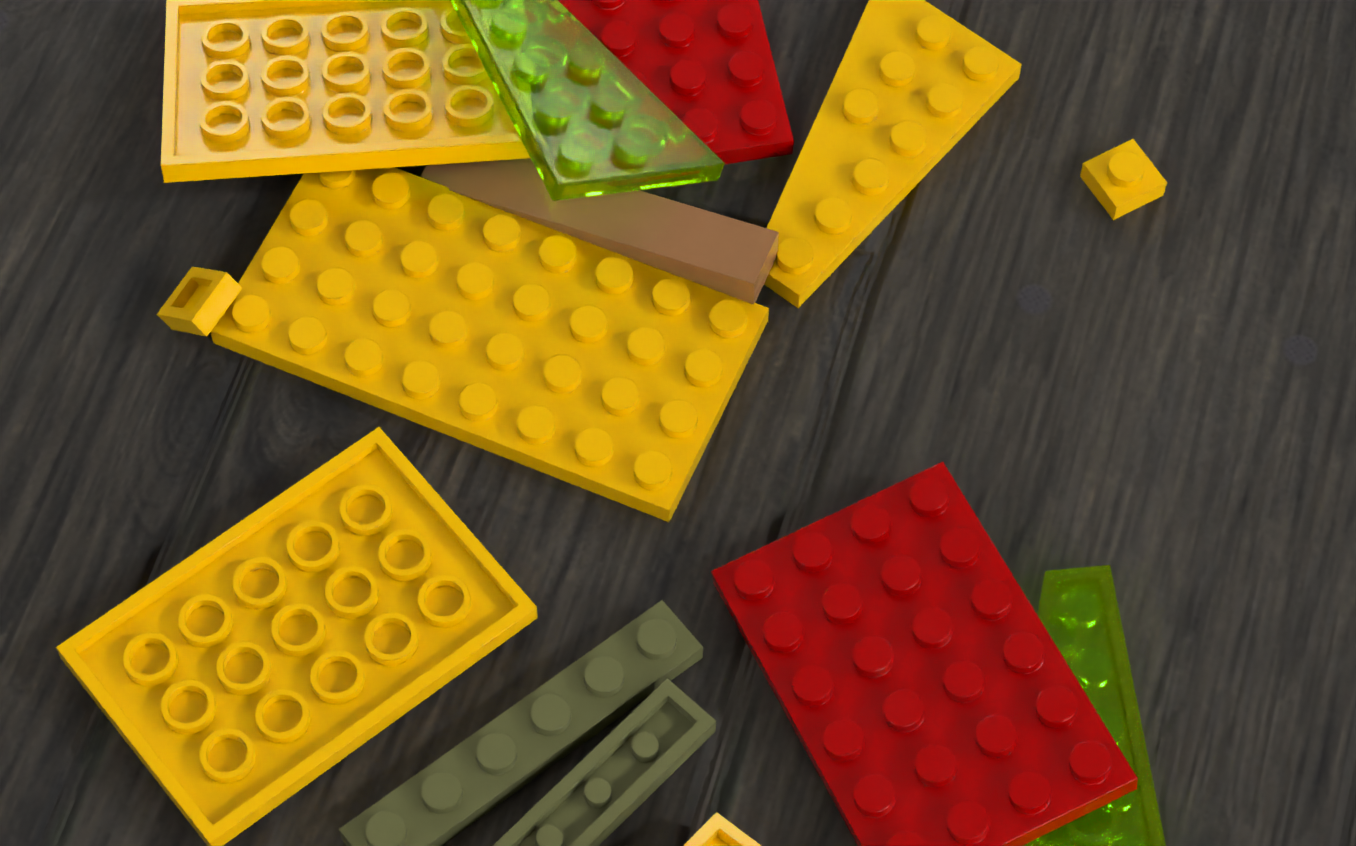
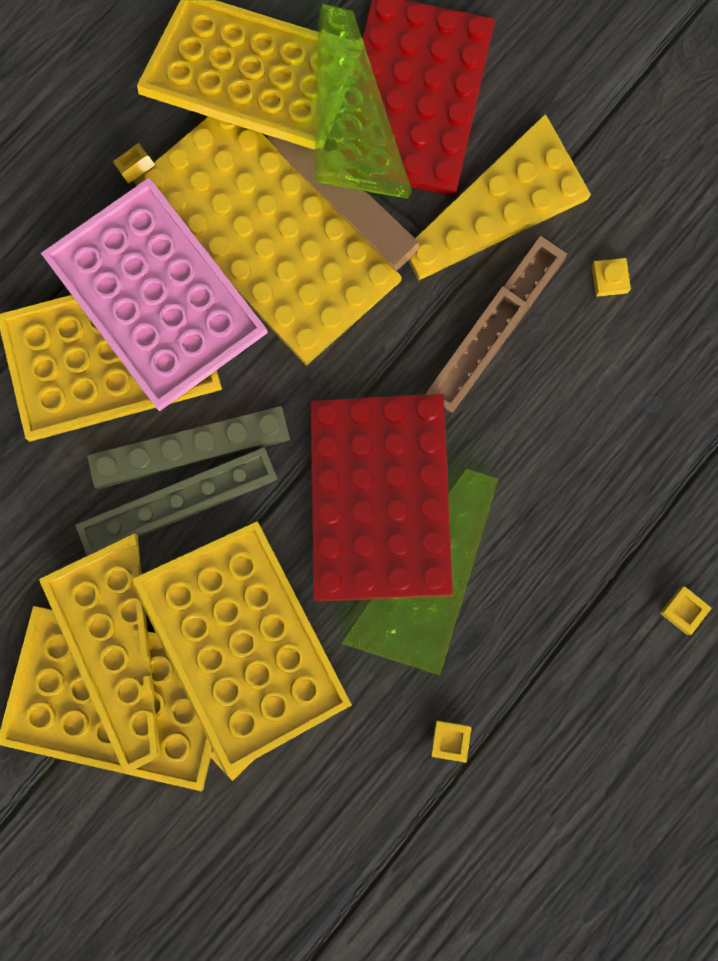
camera: 25 degrees right, 20 degrees up
(346, 494) = (154, 293): none -> bright pink plate
(972, 318) = (497, 322): none -> medium nougat slope

